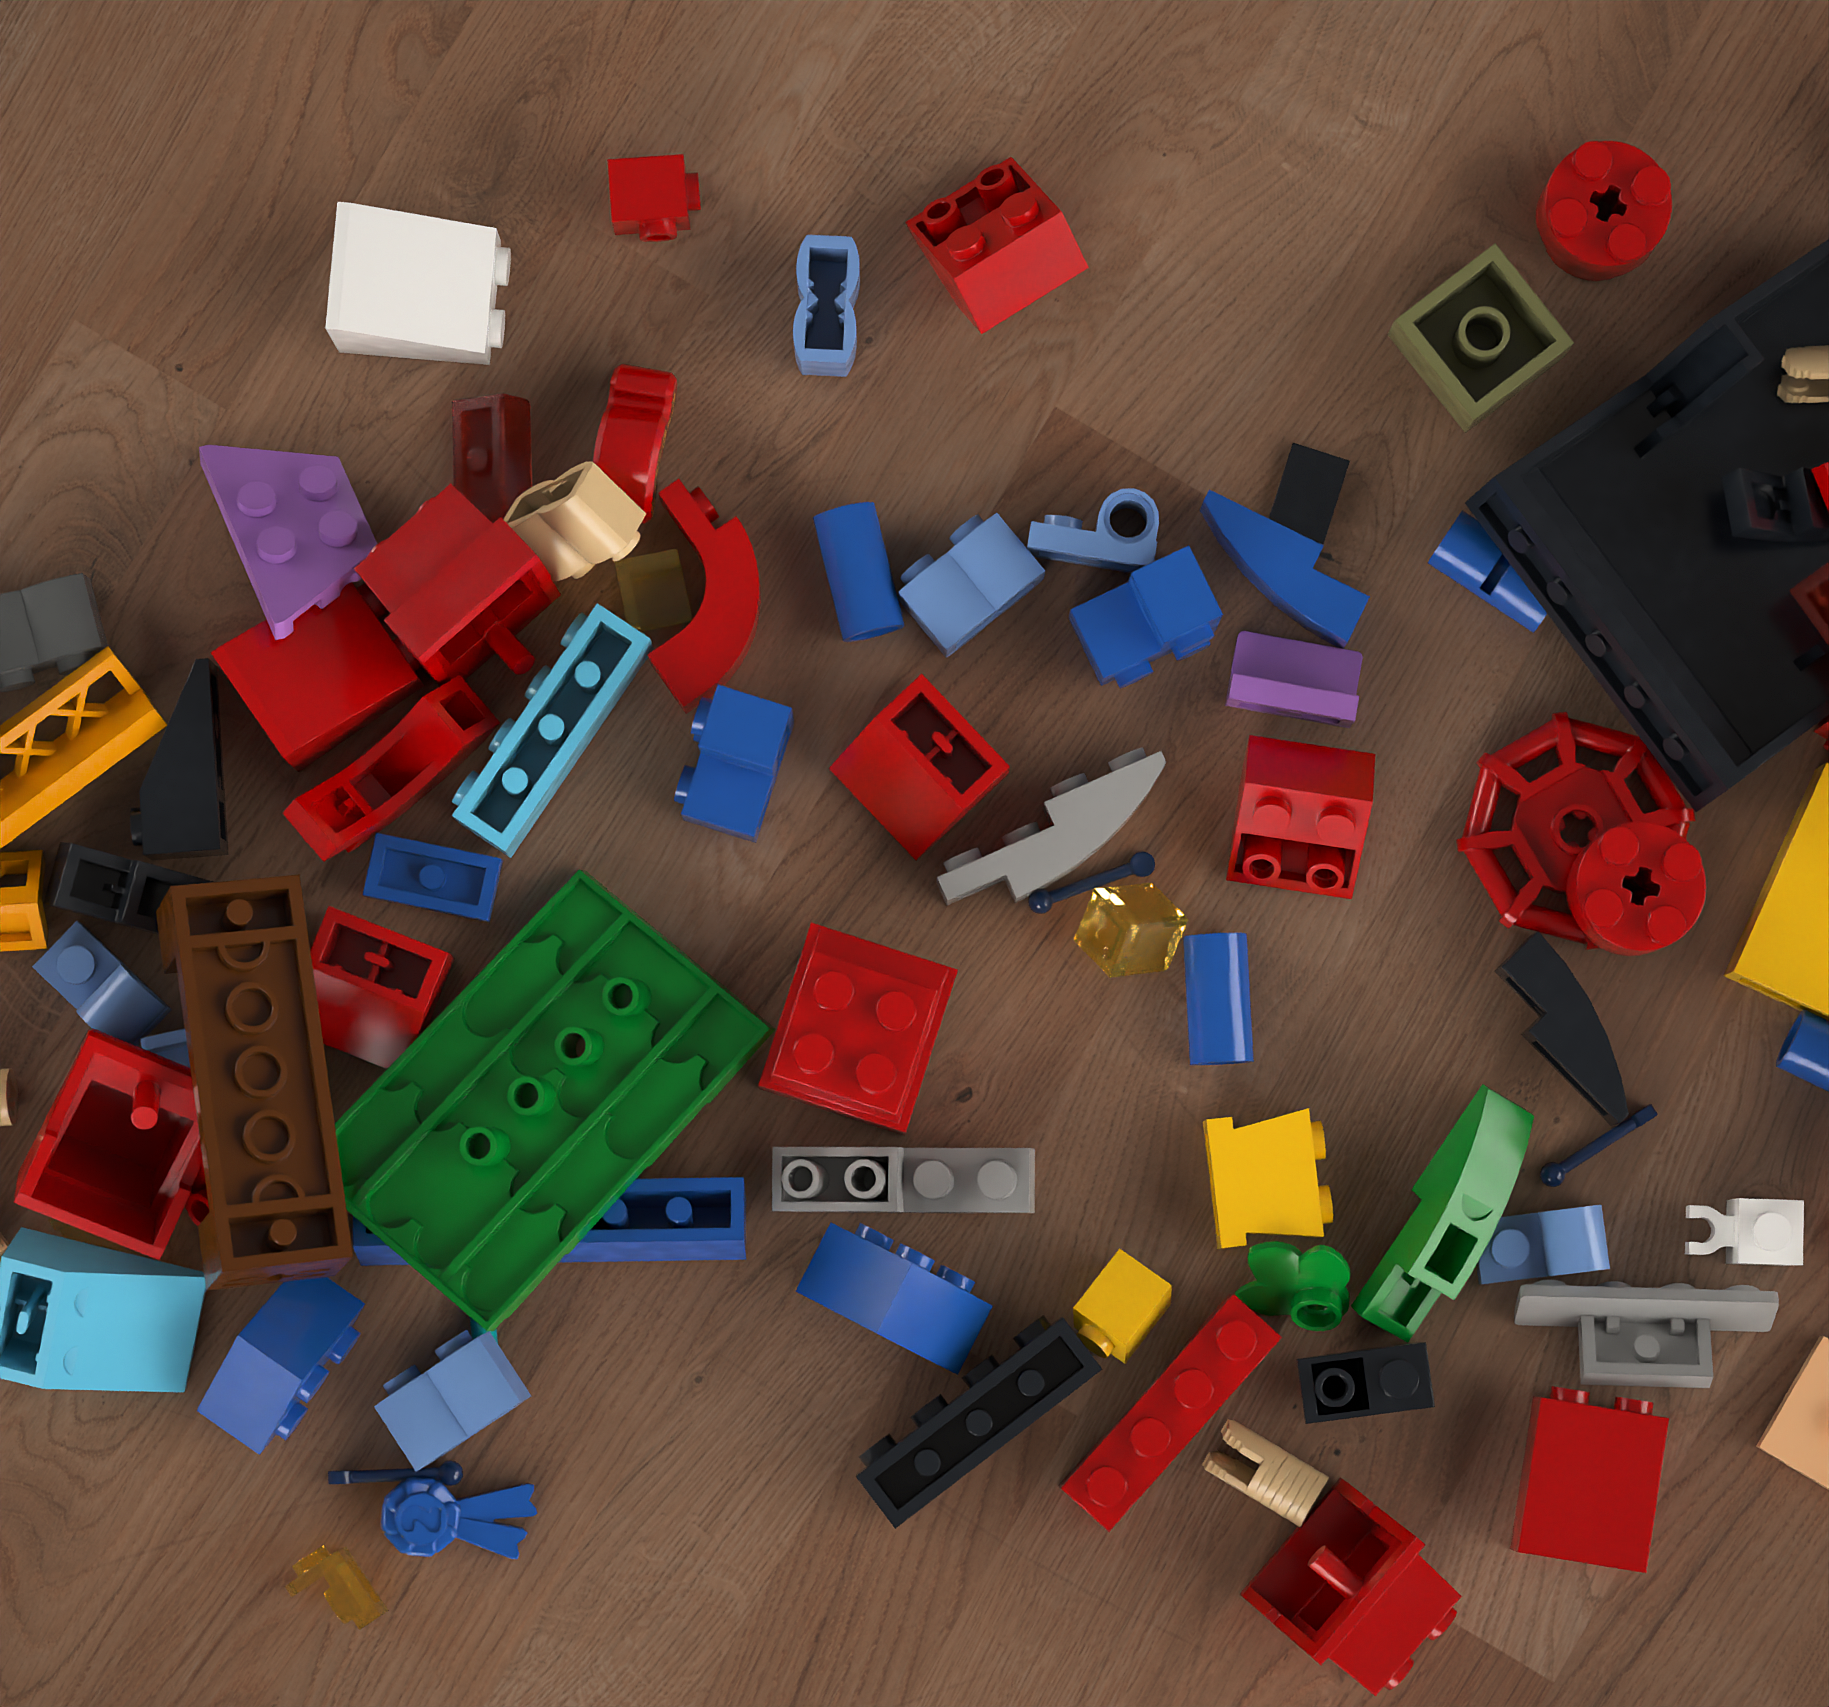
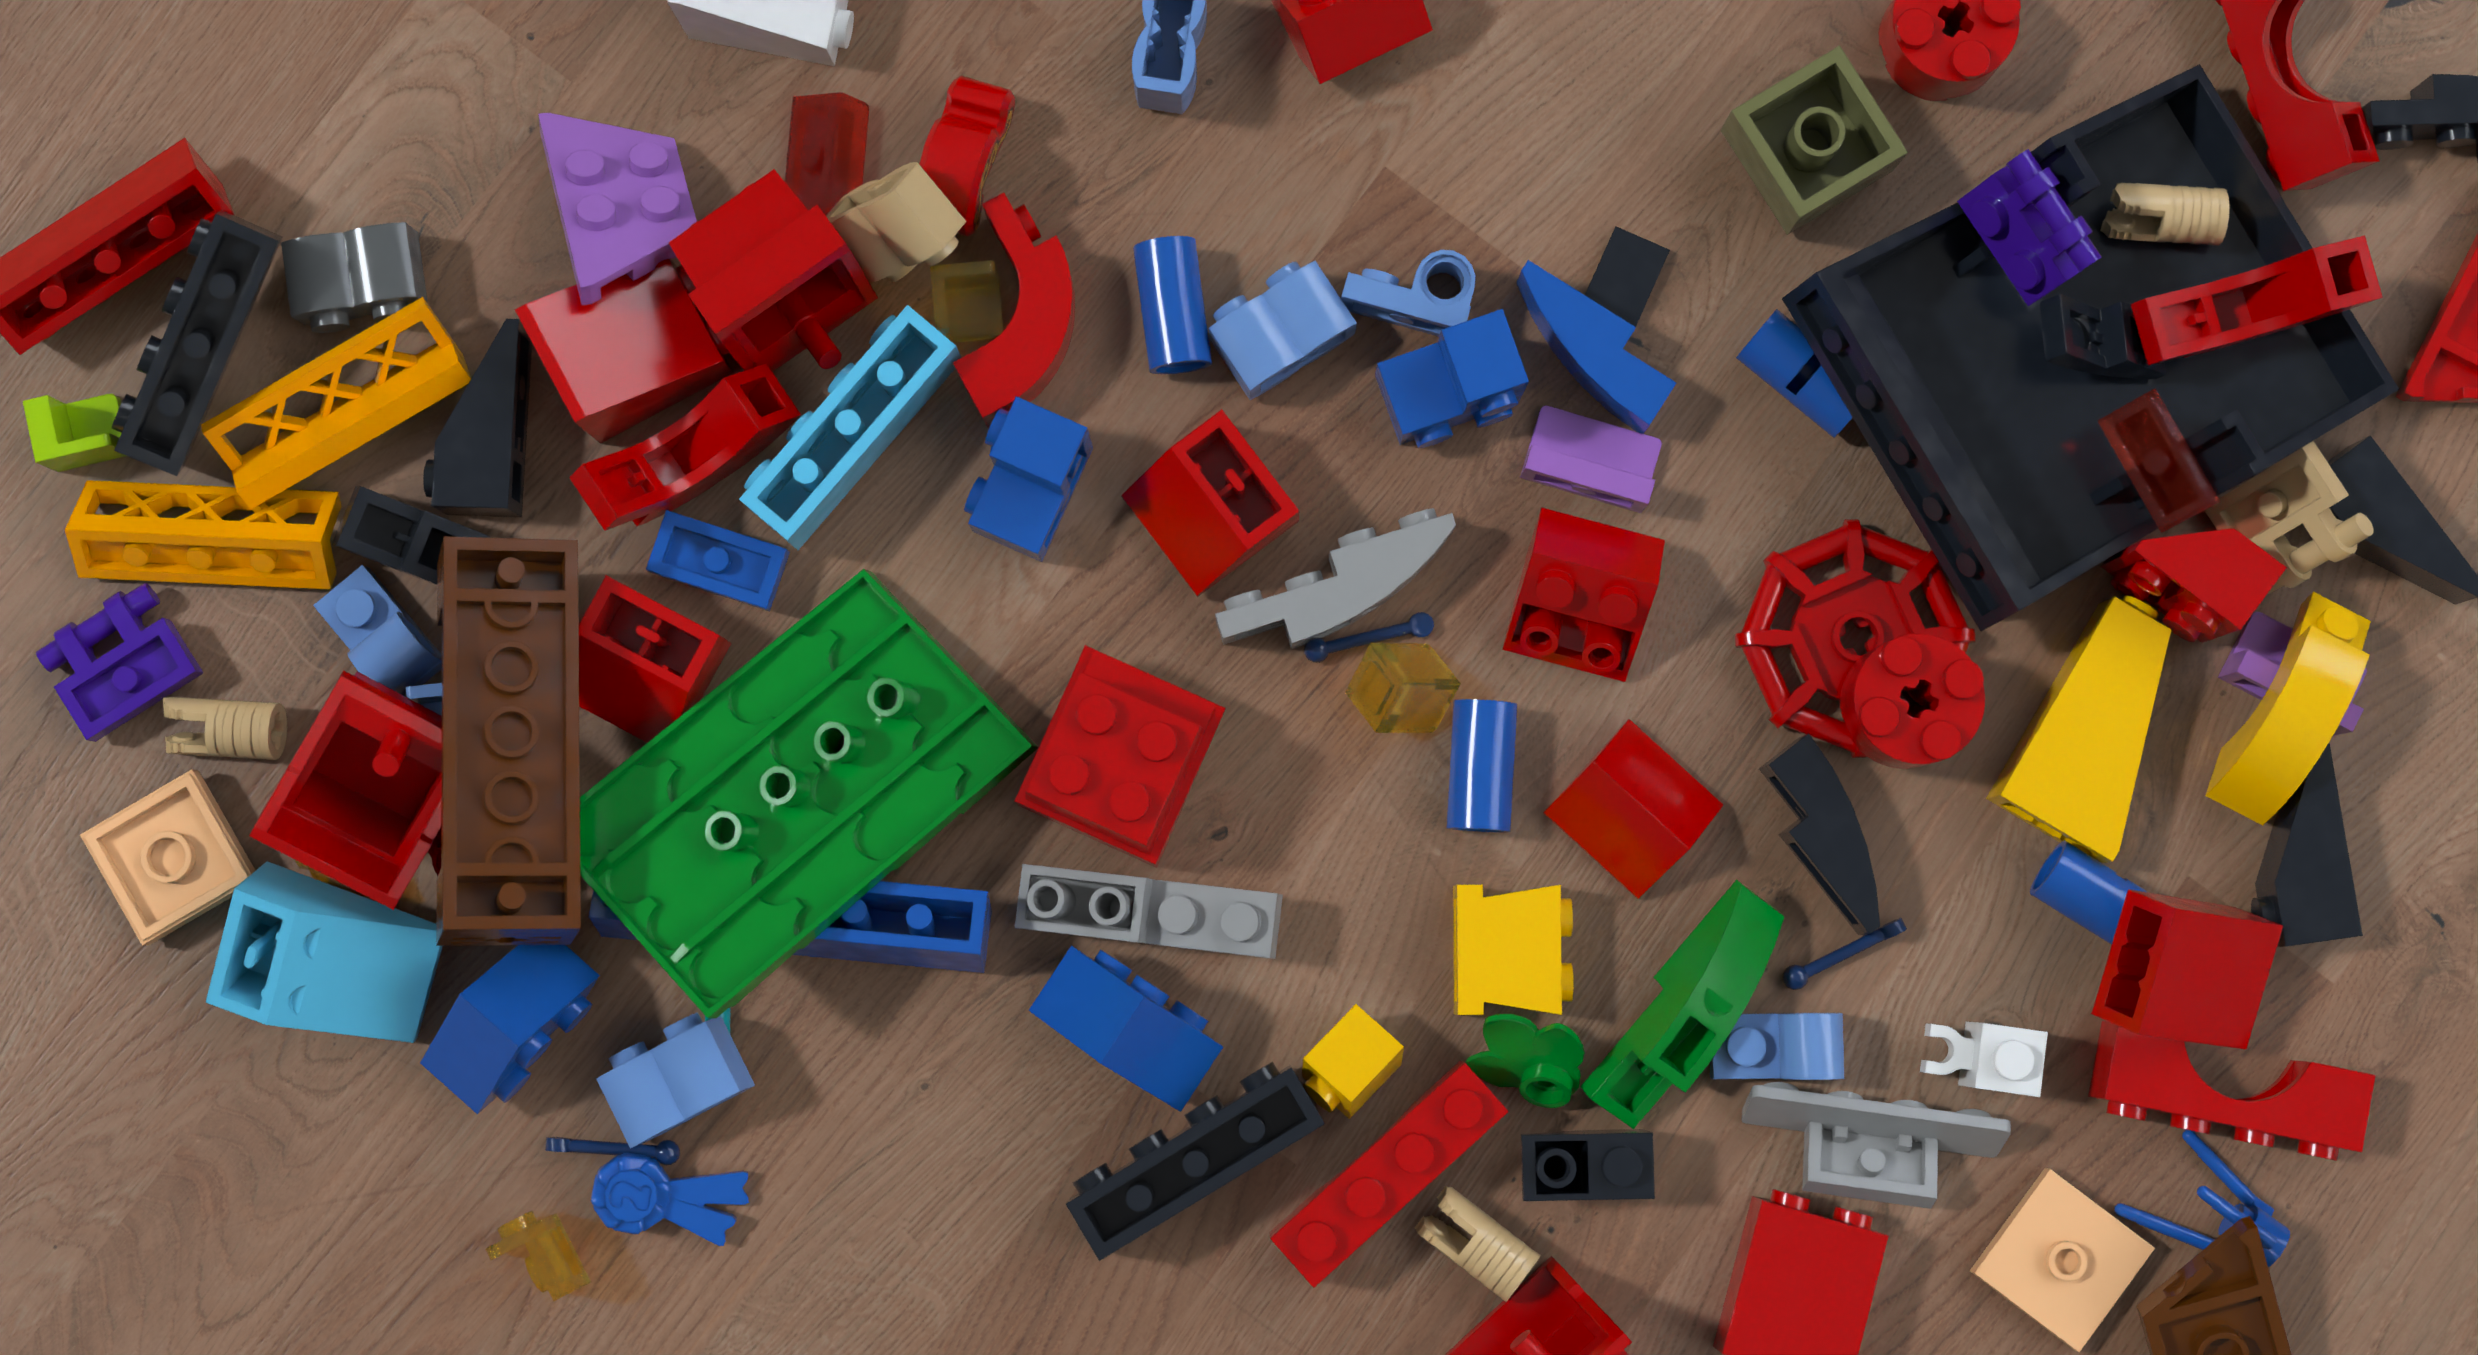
camera: 10 degrees right, 0 degrees up
(1374, 1025) = (1634, 809): none -> red slope
(1701, 406) = (2029, 227): none -> dark purple plate

